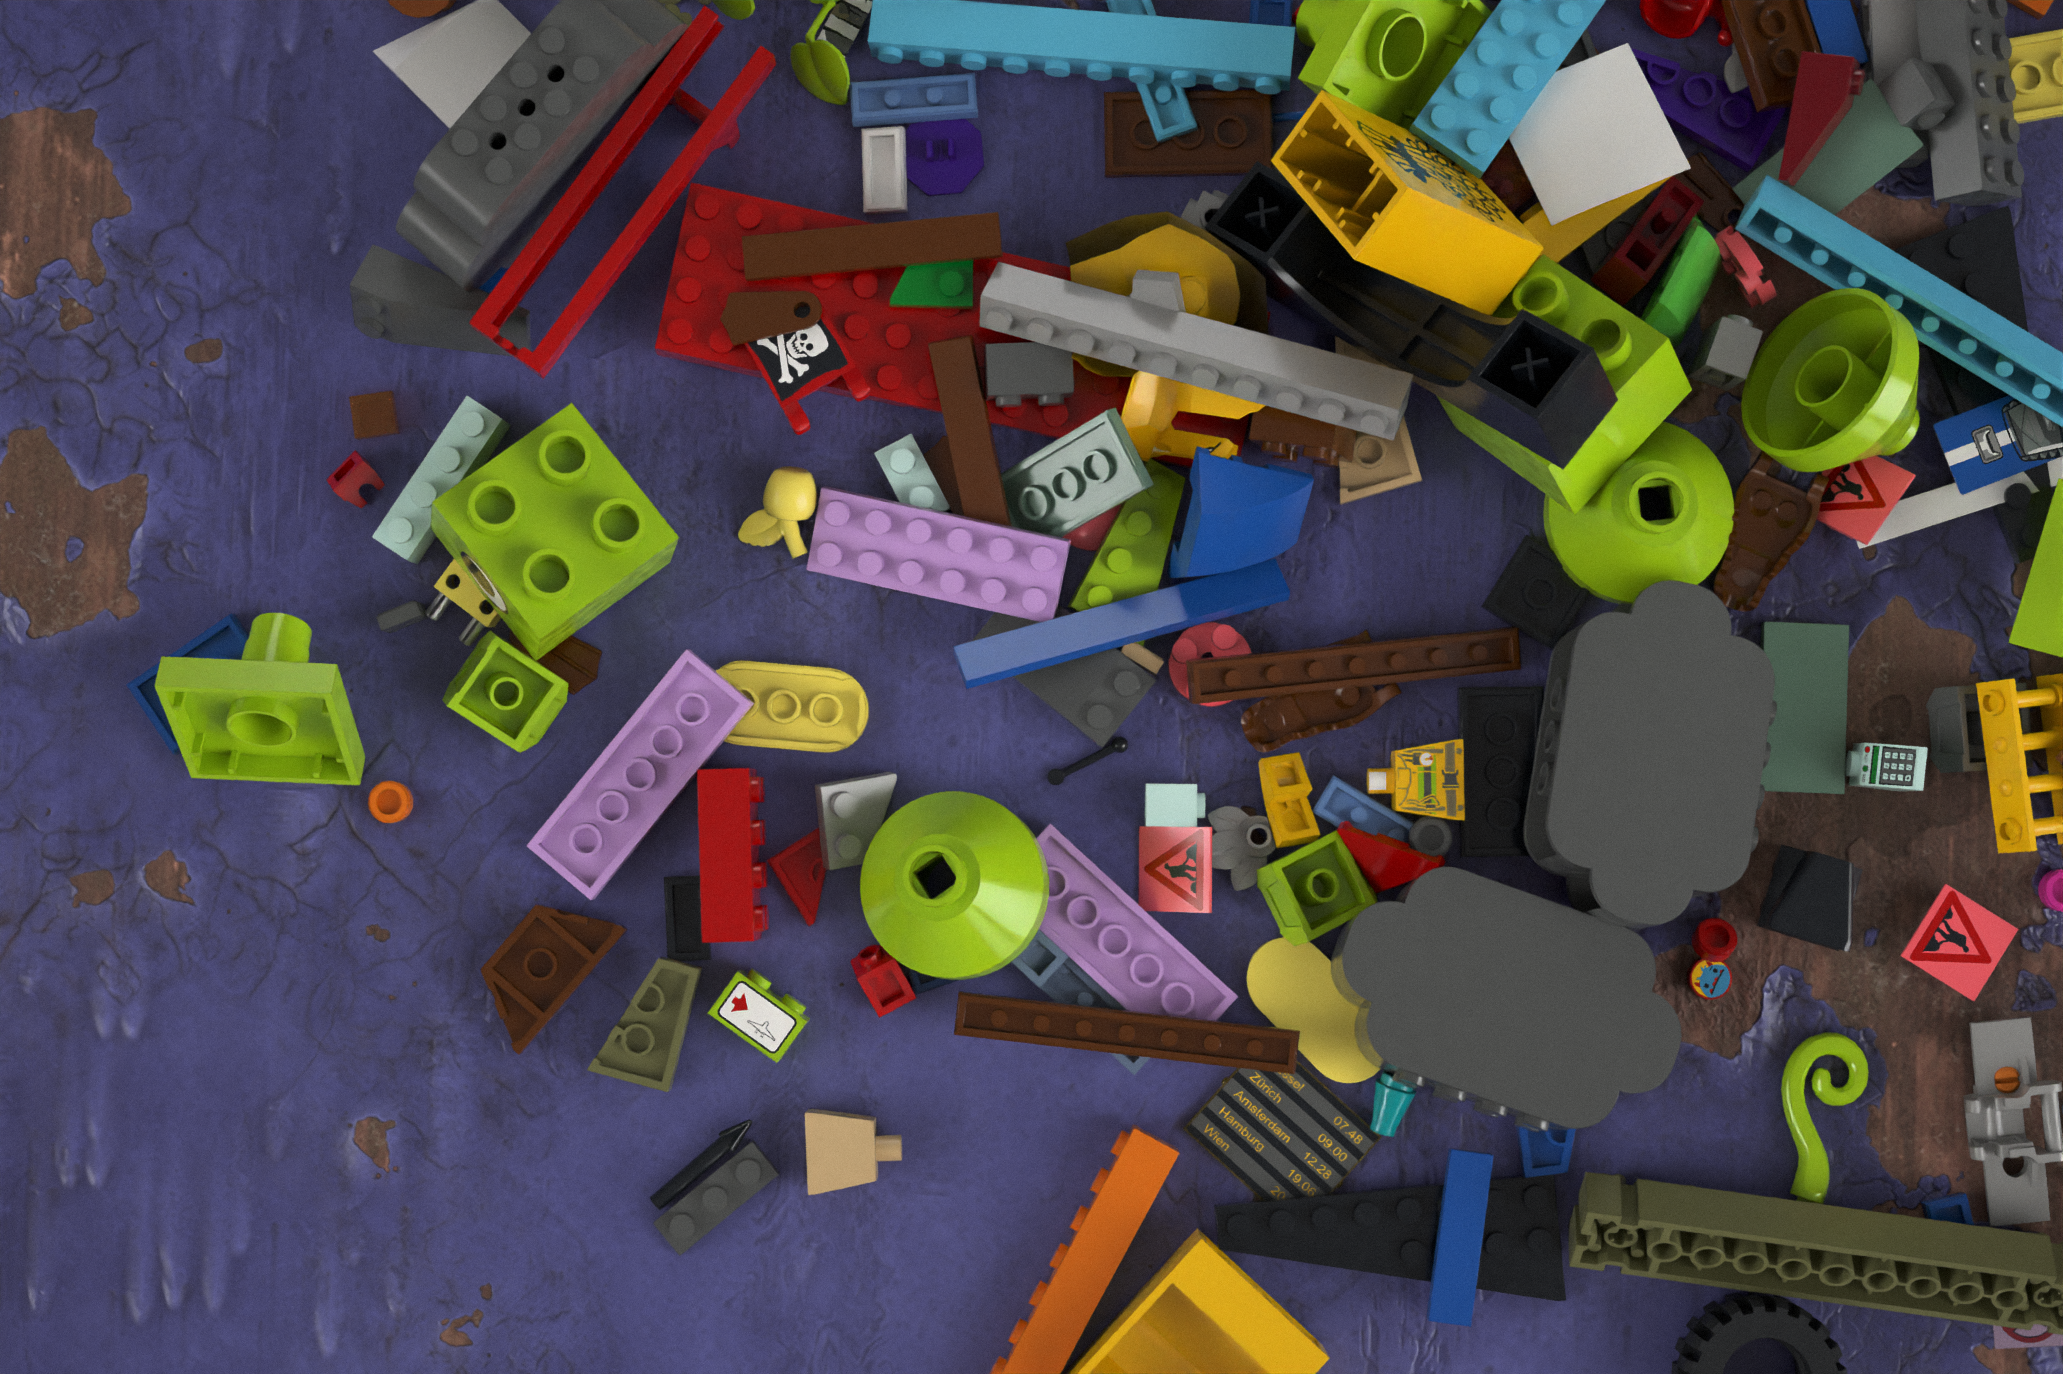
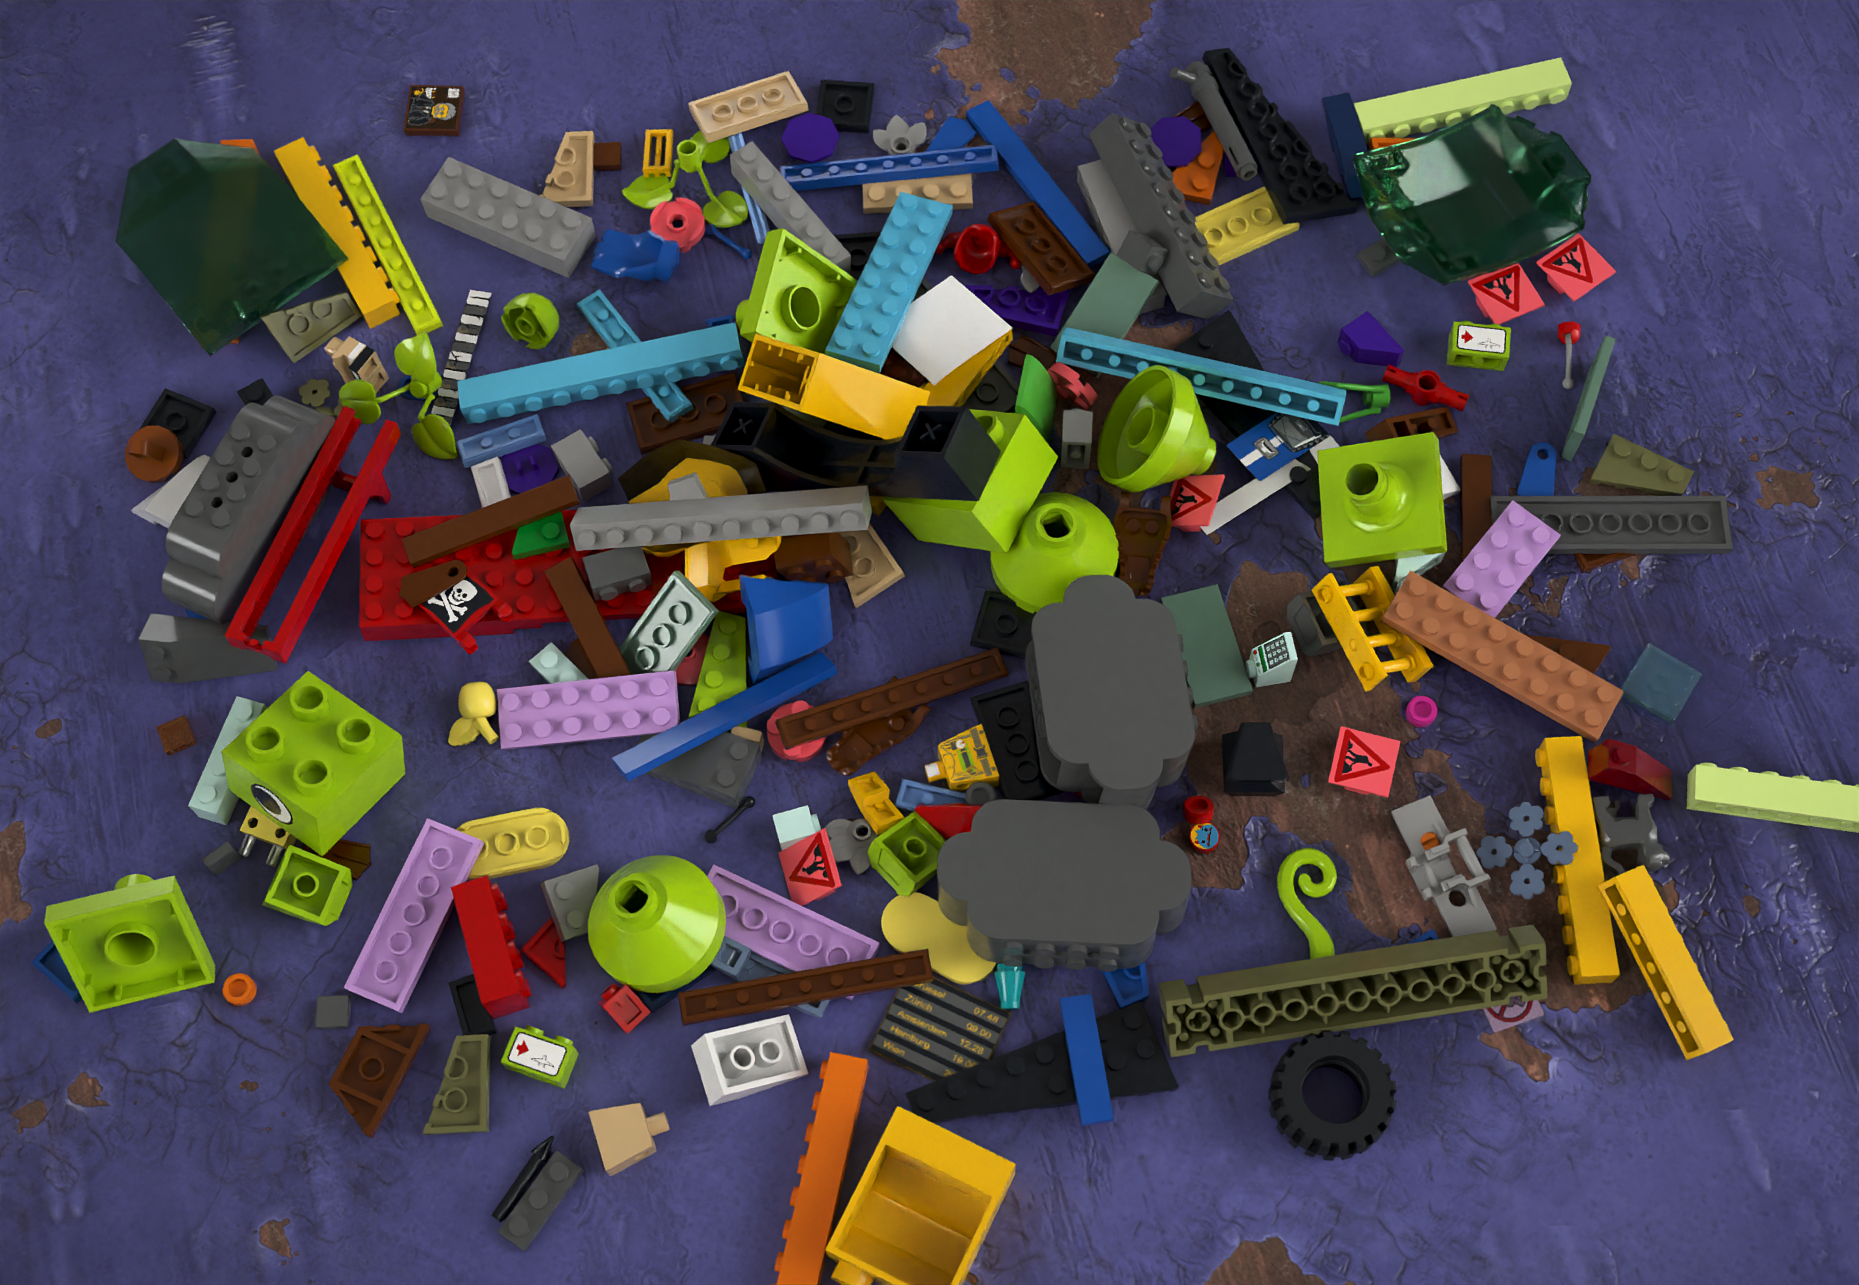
camera: 20 degrees left, 20 degrees down
(351, 476) = (169, 774): red tile -> none
(506, 870) = (333, 1012): none -> dark grey tile
(1019, 175) = (581, 462): none -> light grey brick
(1026, 1099) = (748, 1059): none -> white slope
(1647, 241) = (1003, 383): dark red slope -> none
(1819, 104) = (1084, 276): dark red slope -> none

